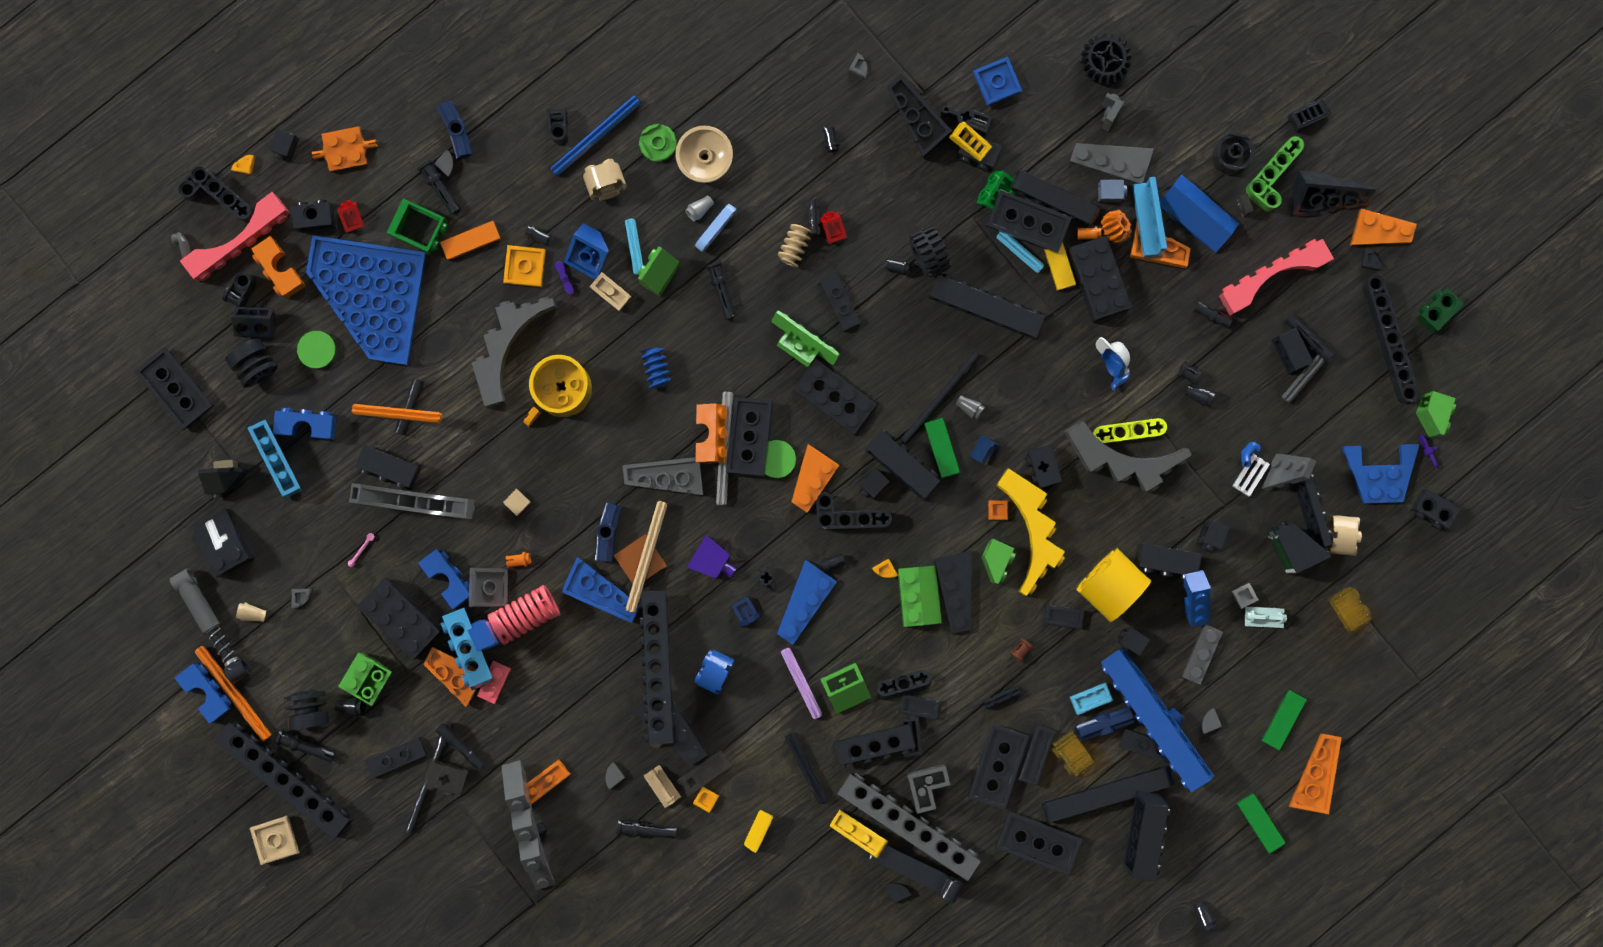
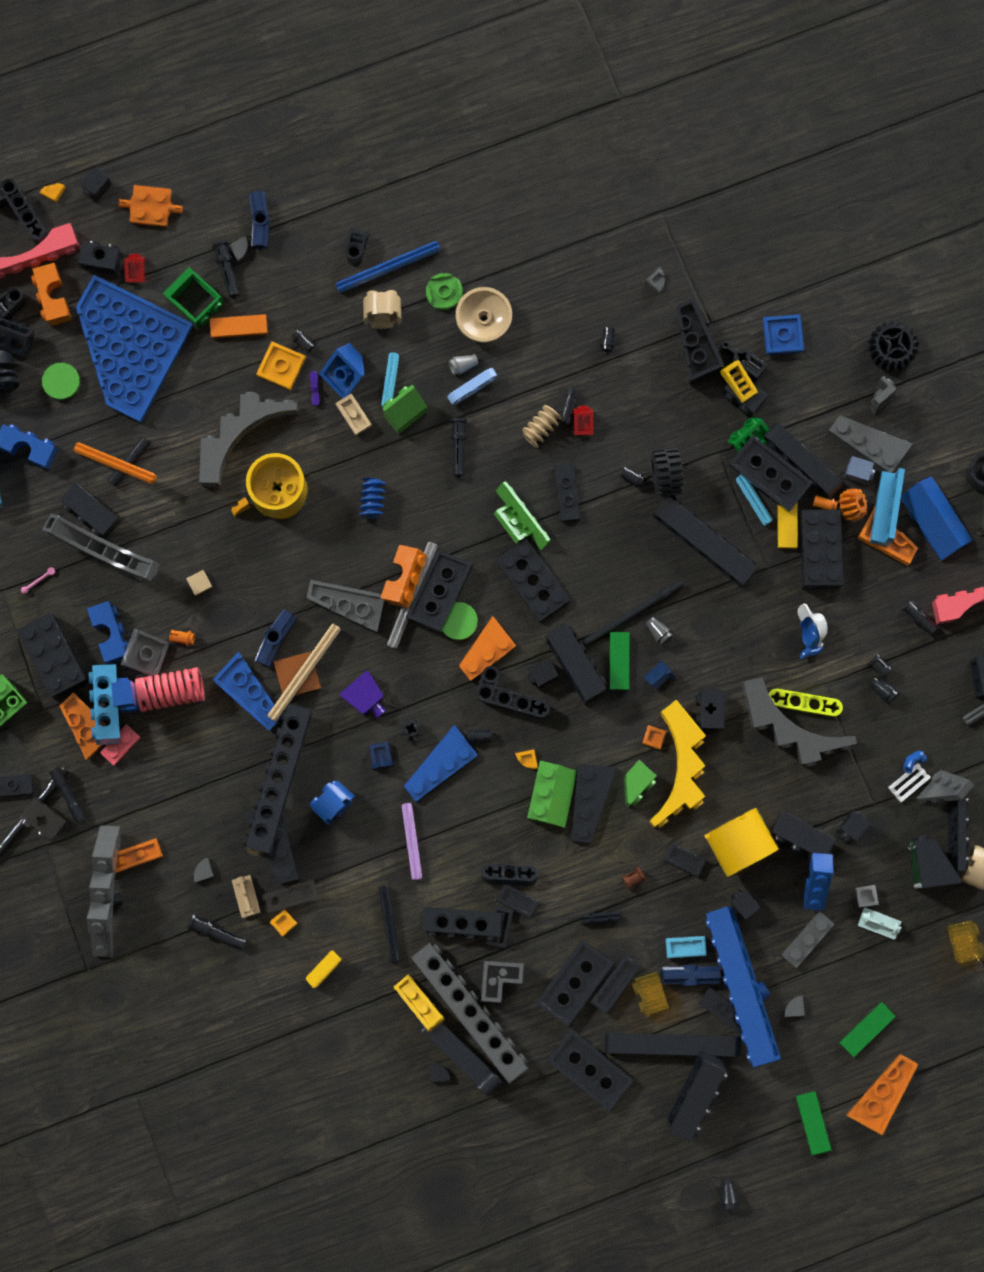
camera: 20 degrees right, 5 degrees down
(845, 688) = (452, 859): bright green slope -> none

